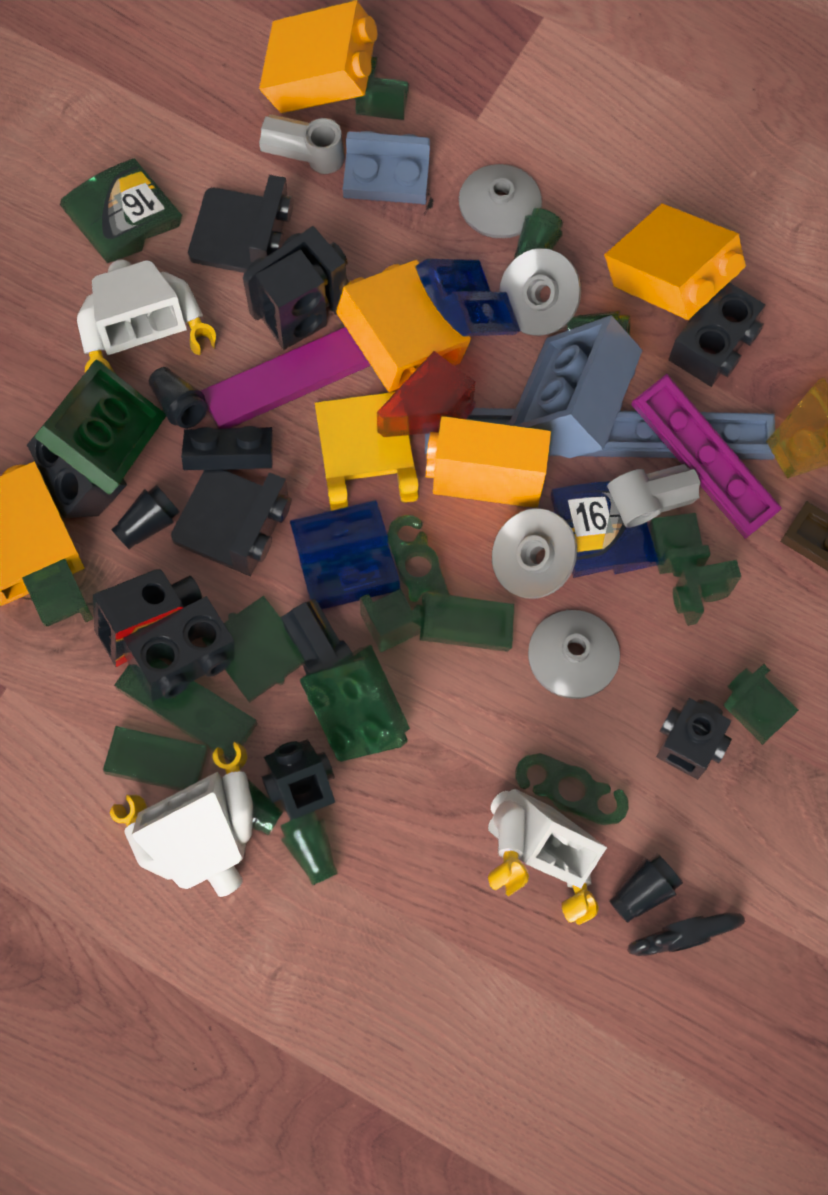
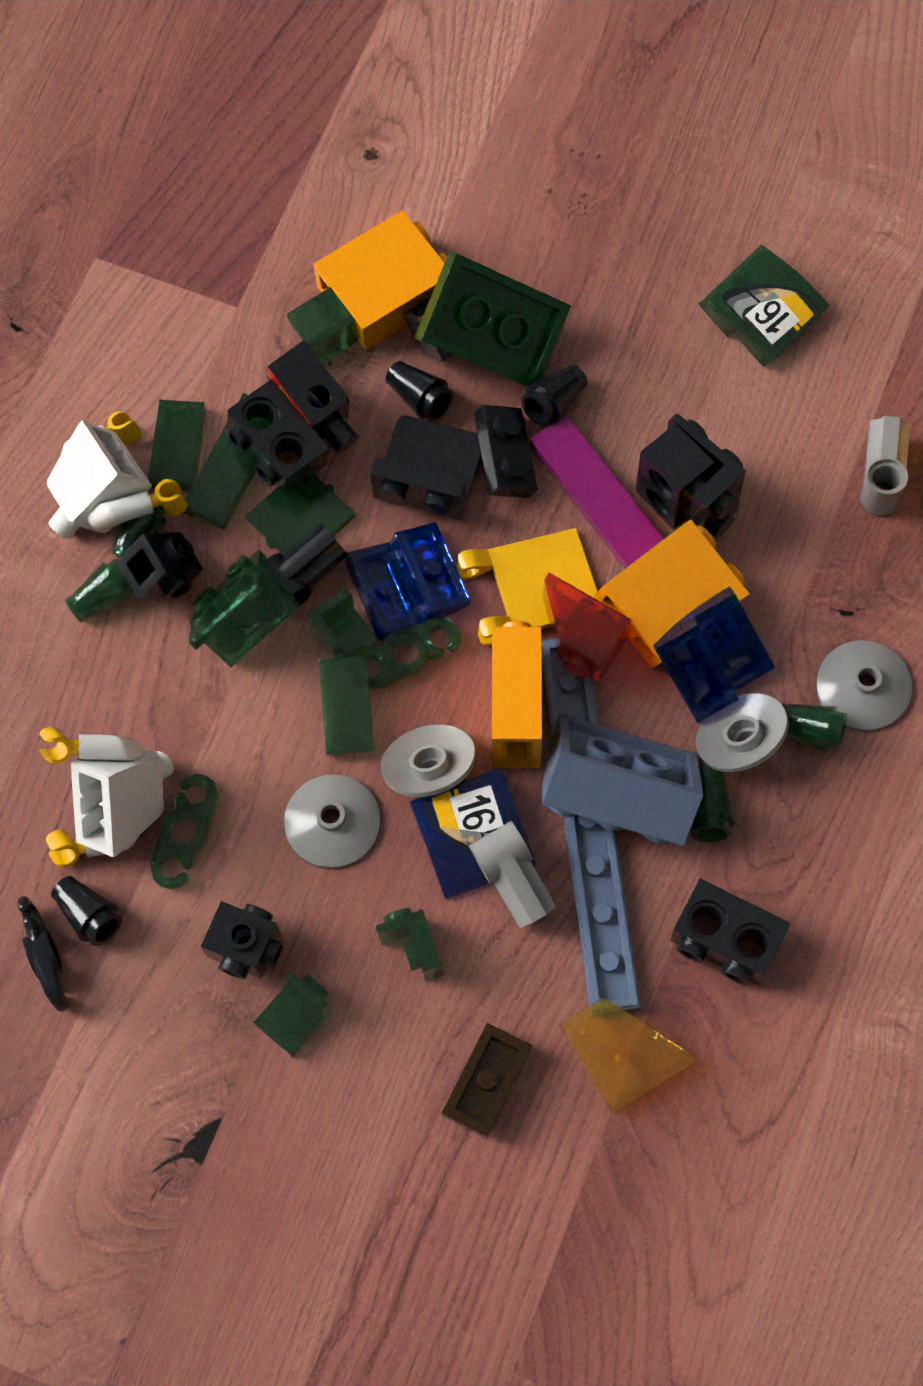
camera: 90 degrees right, 0 degrees up
(137, 307) = (642, 335): white torso -> none
(240, 226) = (765, 420): black bracket -> none
(386, 167) = (873, 557): sand blue bracket -> none
(675, 260) = (801, 869): light orange brick -> none
(678, 543) = (466, 915): clear green bracket -> none
(703, 449) = (571, 931): magenta tile -> none

